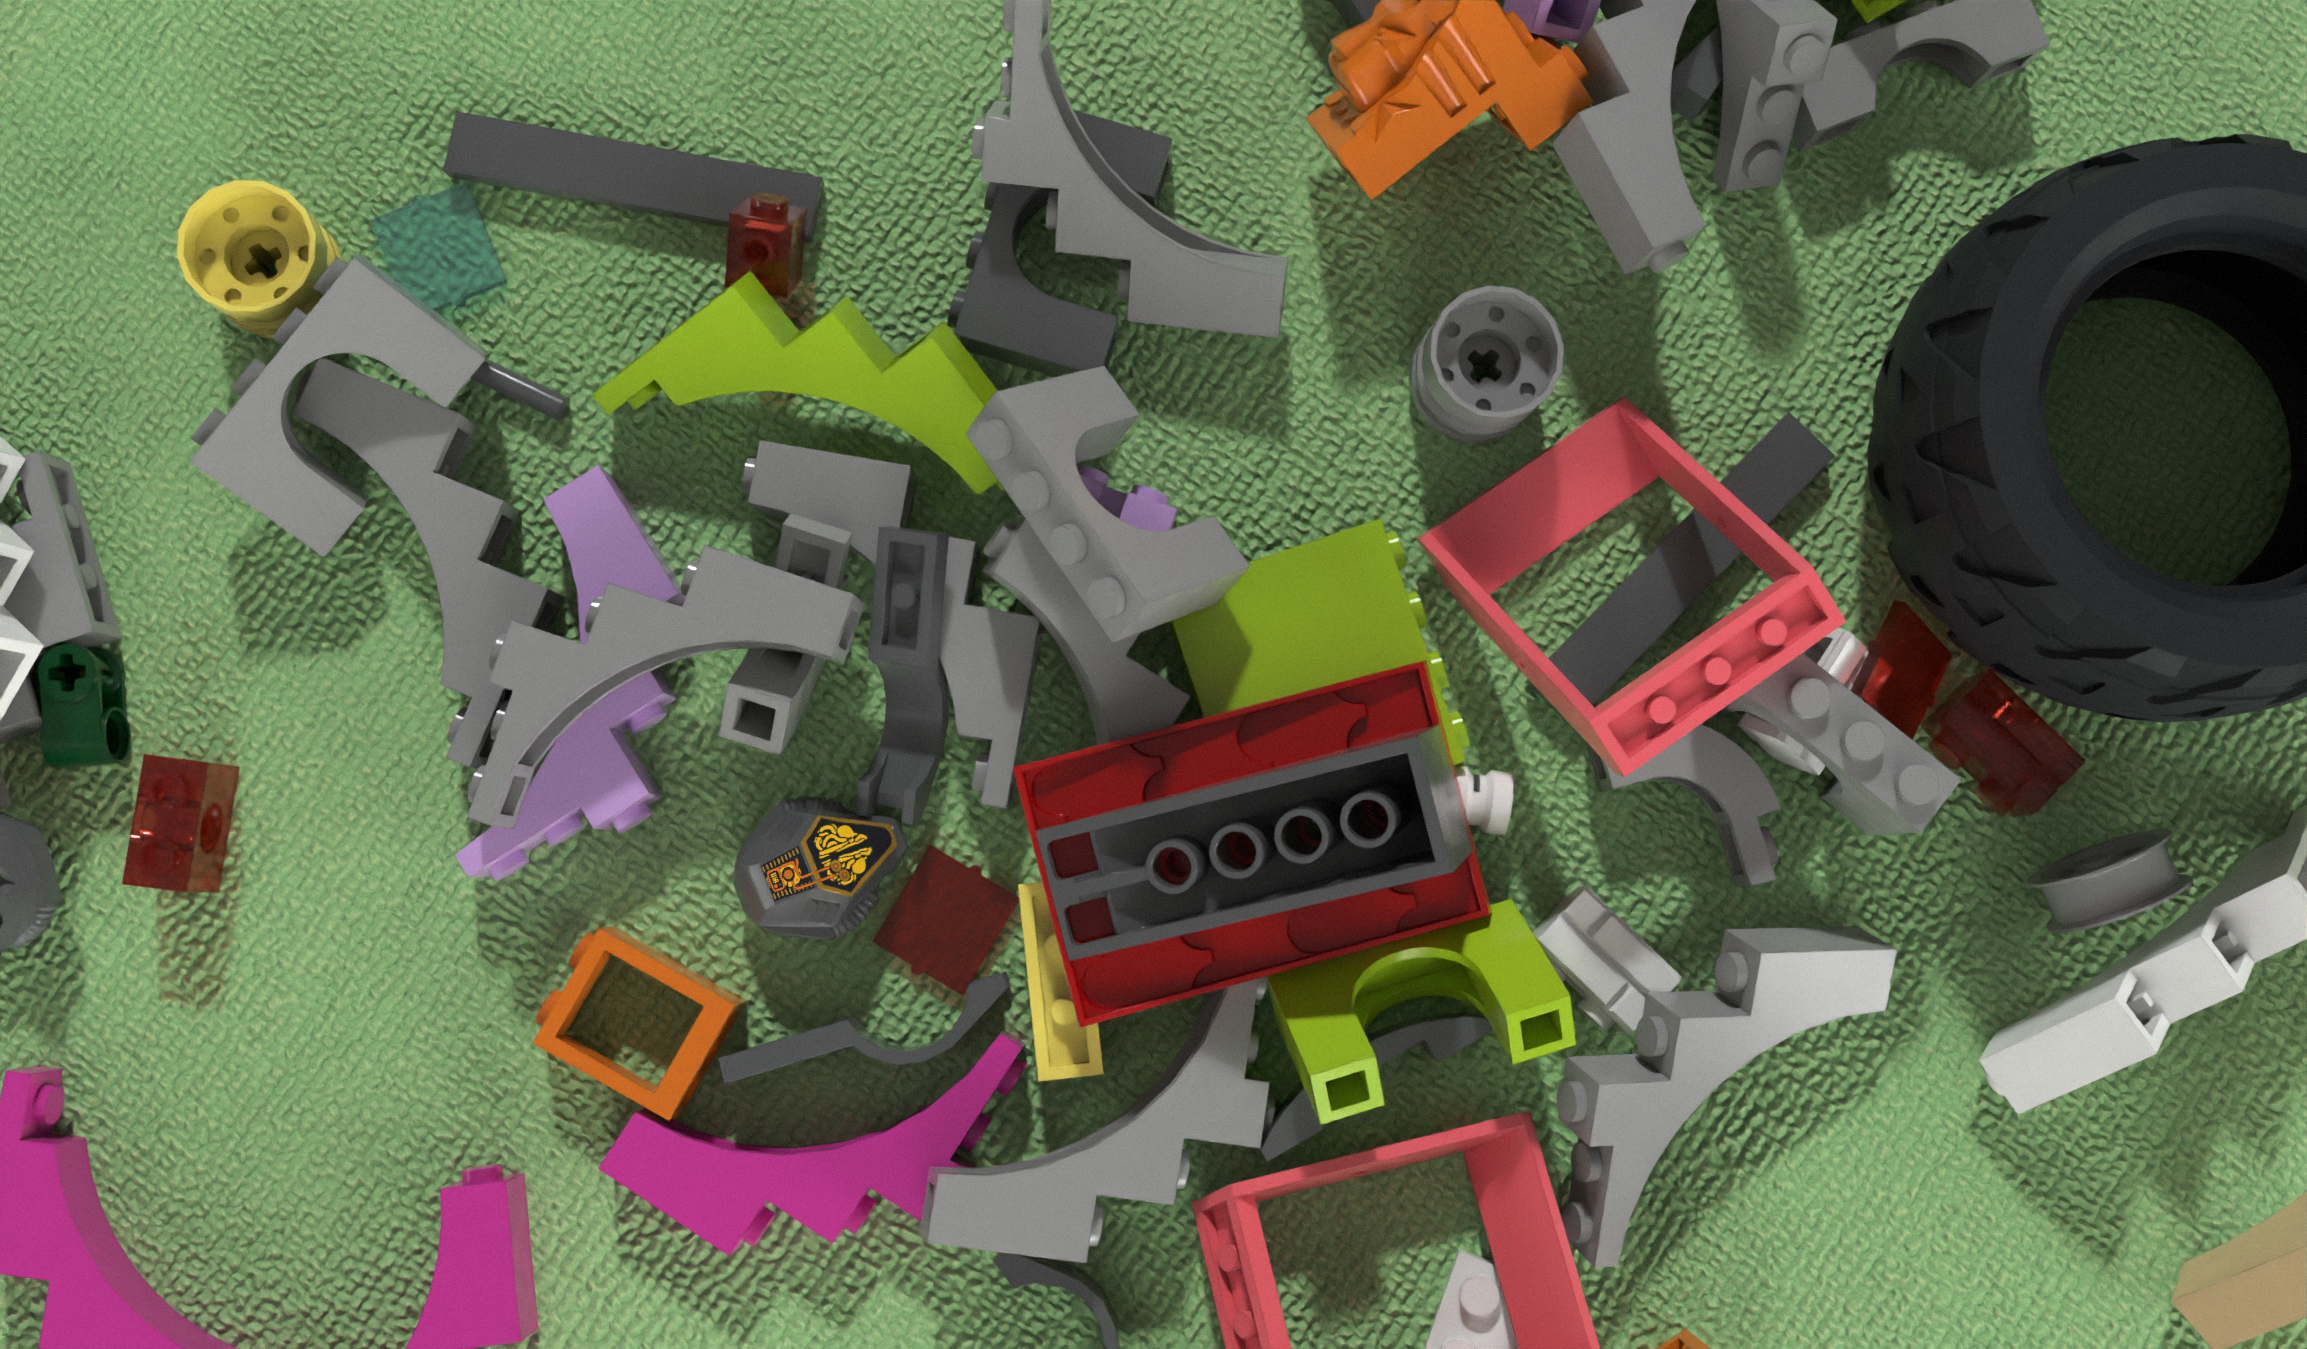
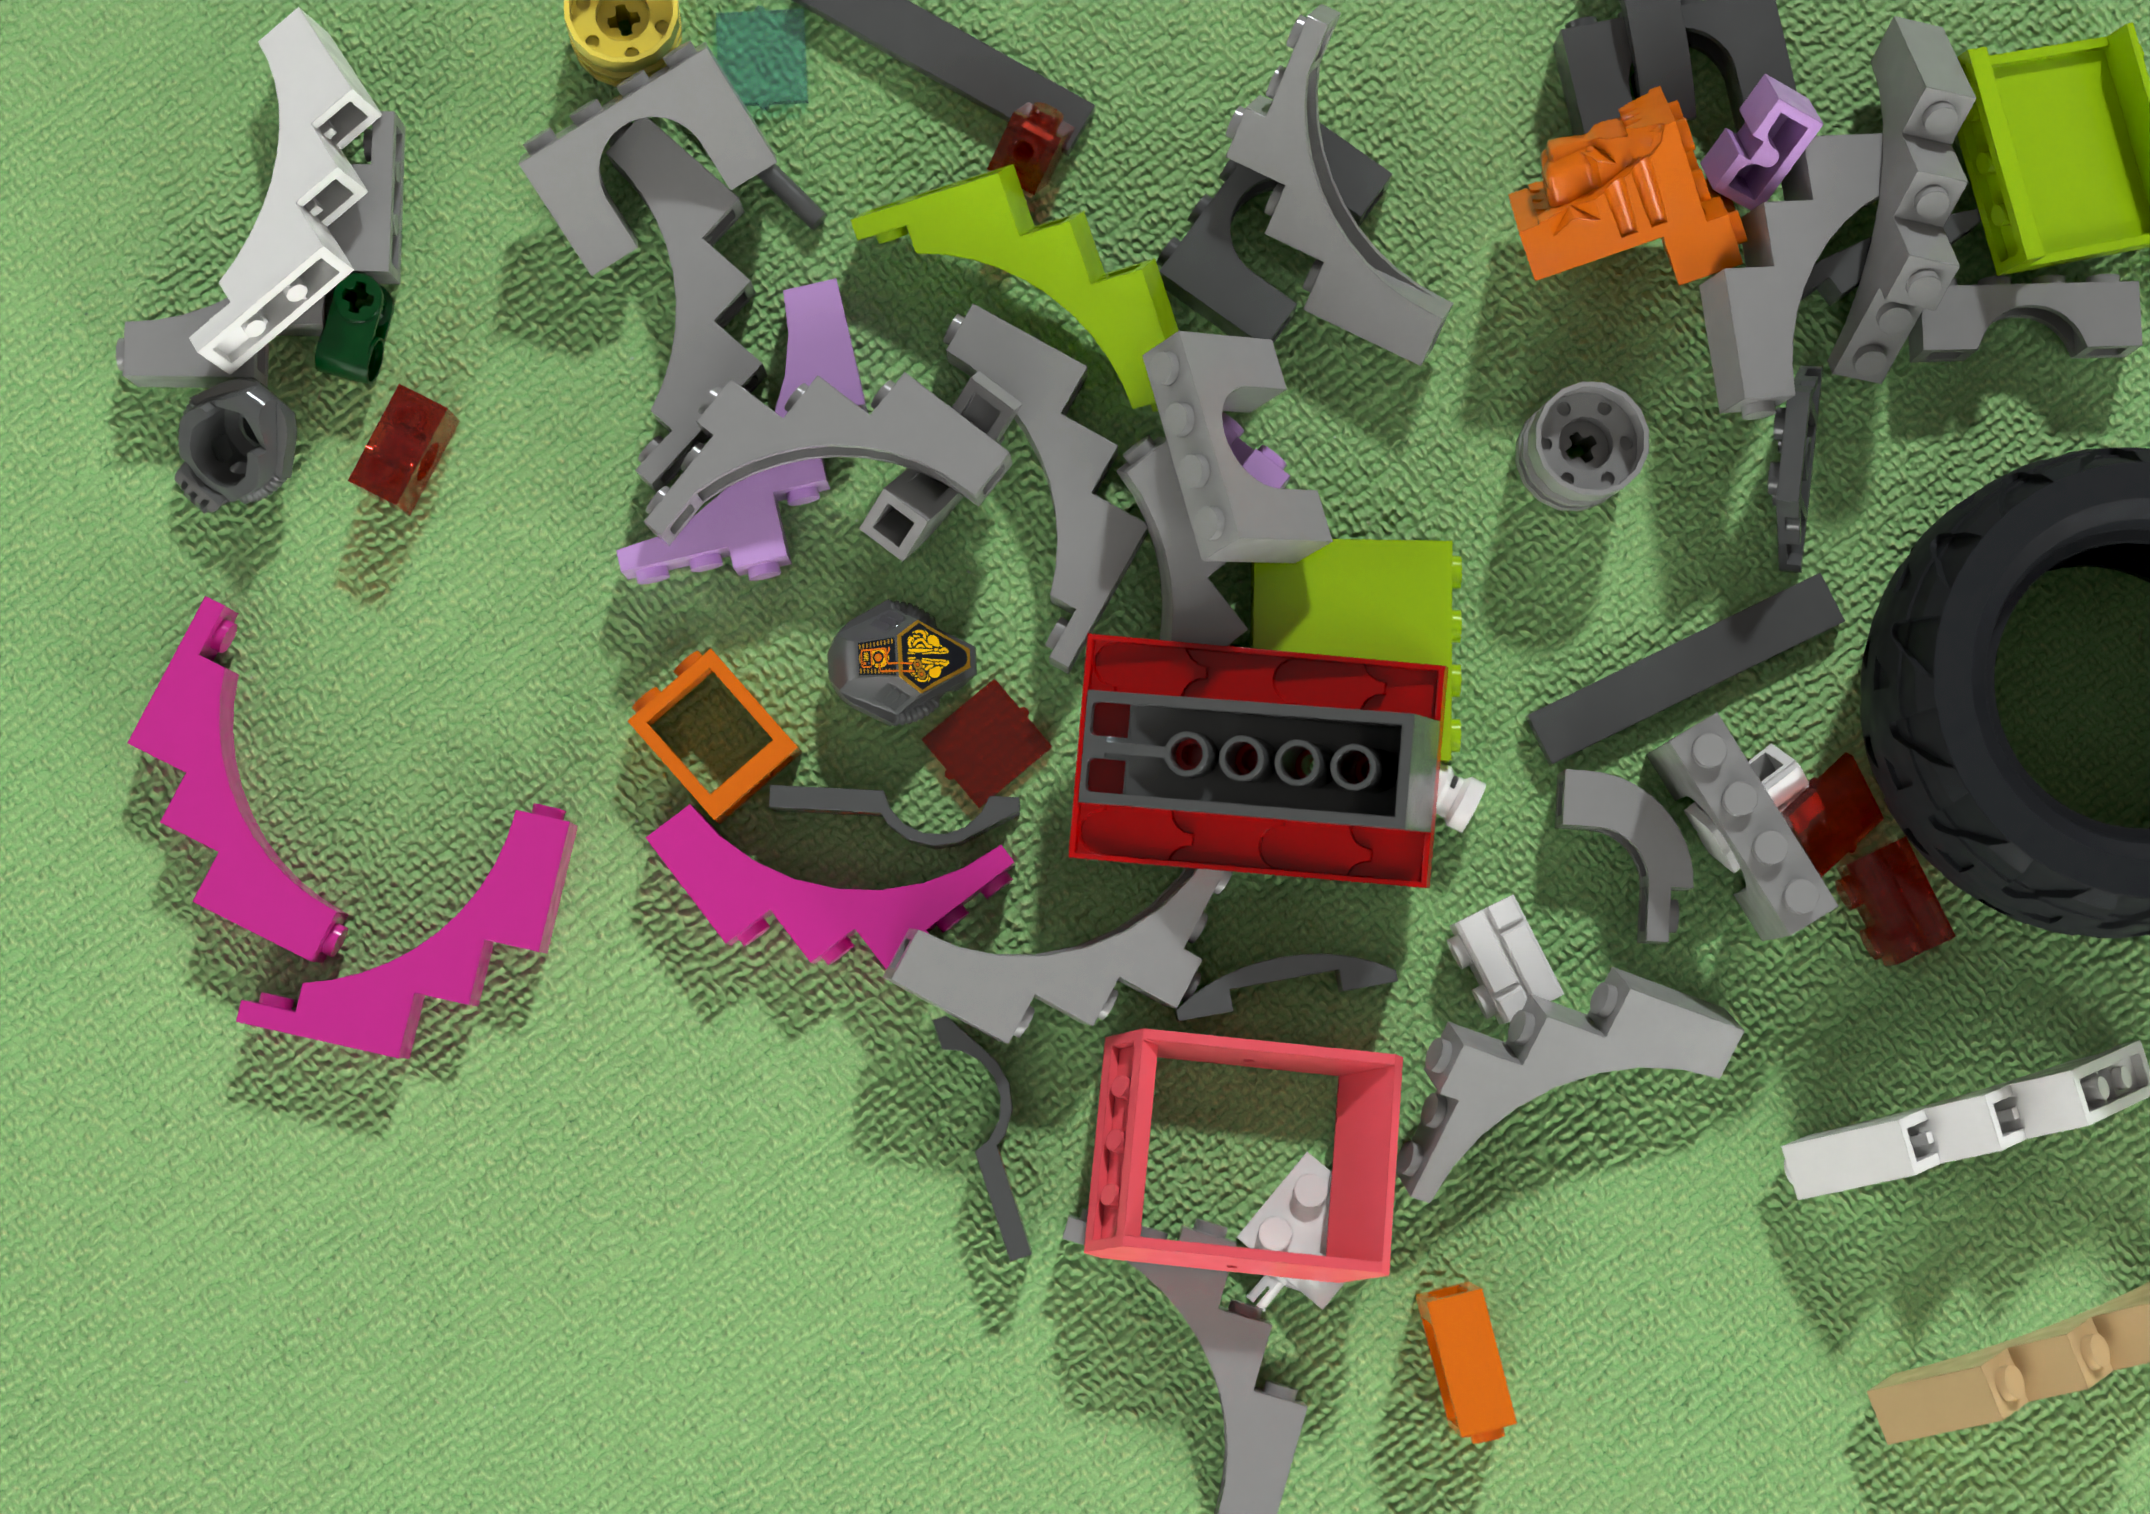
camera: 20 degrees right, 0 degrees up
(906, 651) = (1030, 519): dark grey piece -> none
(1060, 1044) = (1047, 868): light yellow container -> none
(1481, 961) = (1405, 923): lime arch -> none
(1568, 491) = (1609, 576): coral window -> none
(1724, 319) = (1791, 477): none -> dark grey wing
(2109, 881) = (1938, 1038): light grey wheel -> none

